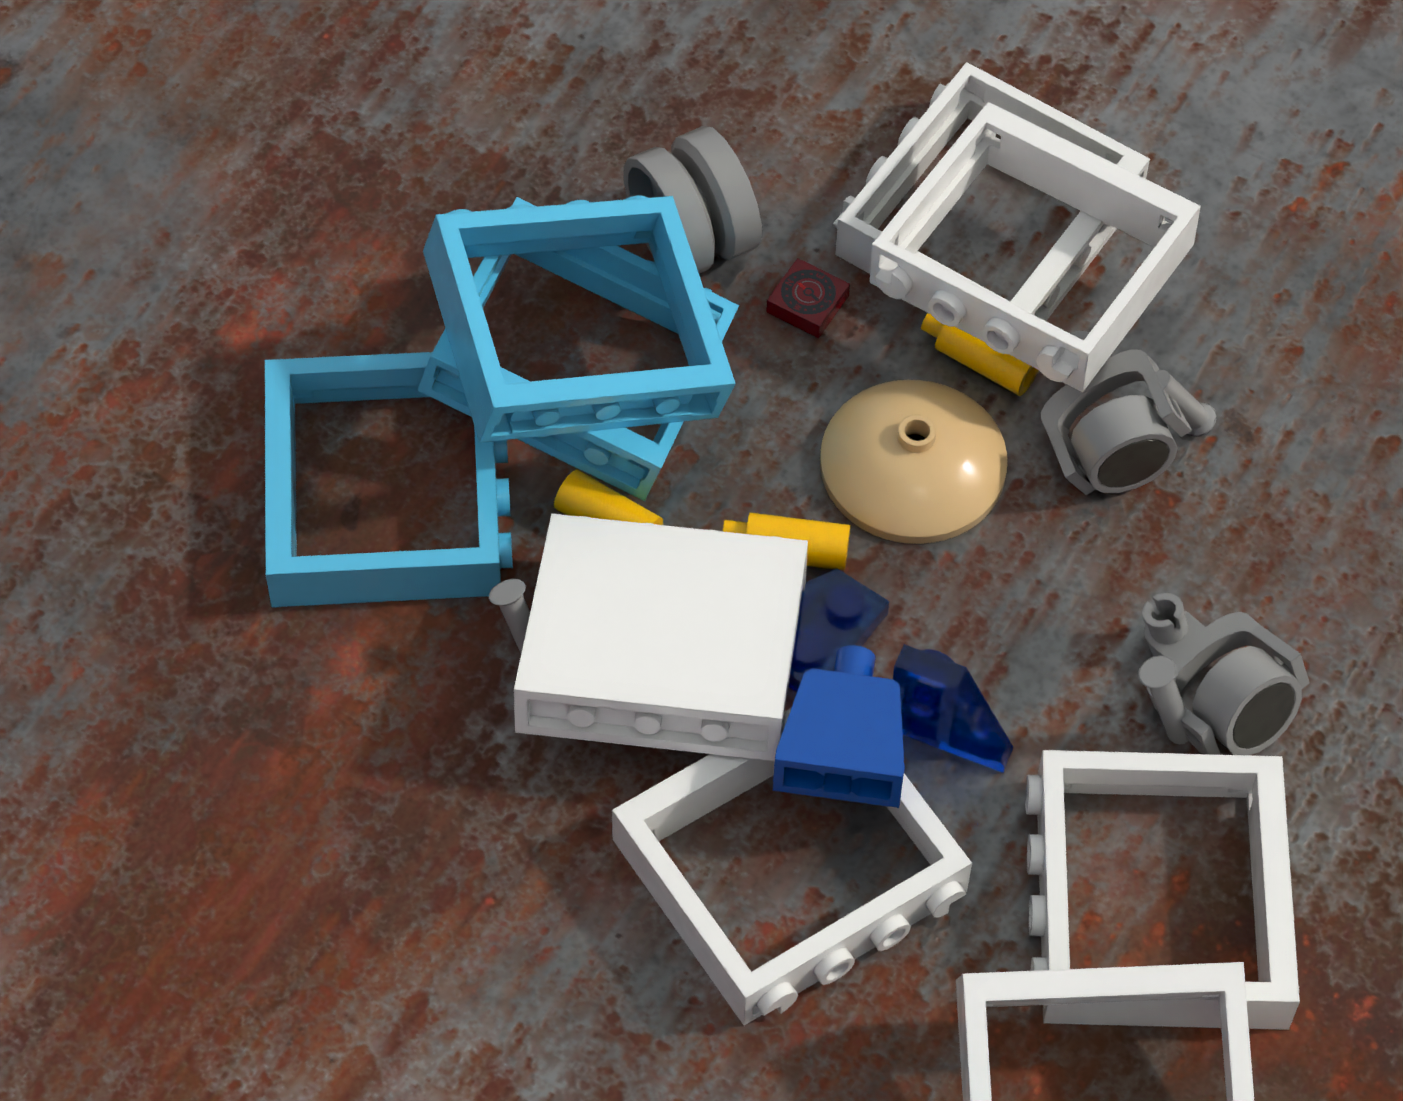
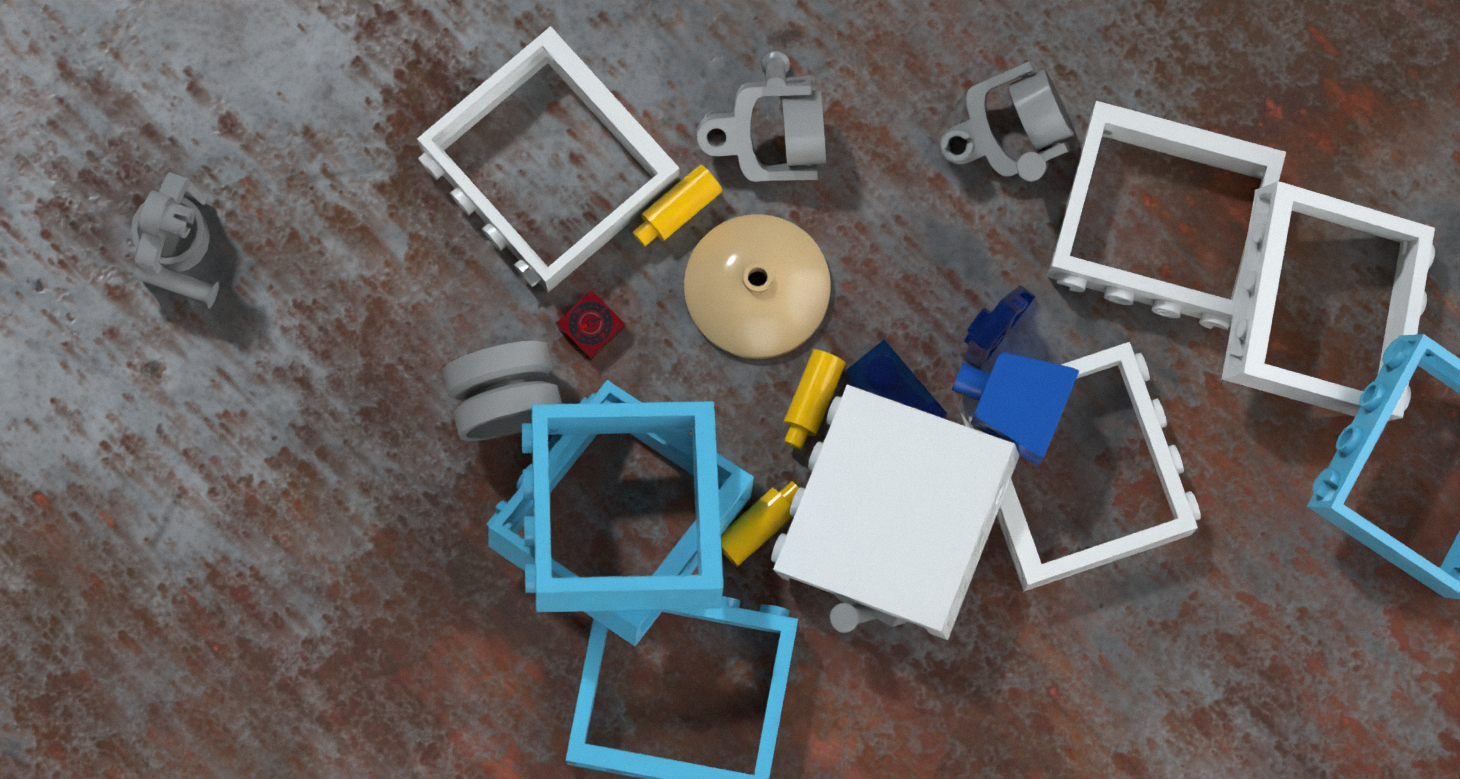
camera: 75 degrees left, 20 degrees up
(1066, 174) = (578, 82): white window -> none

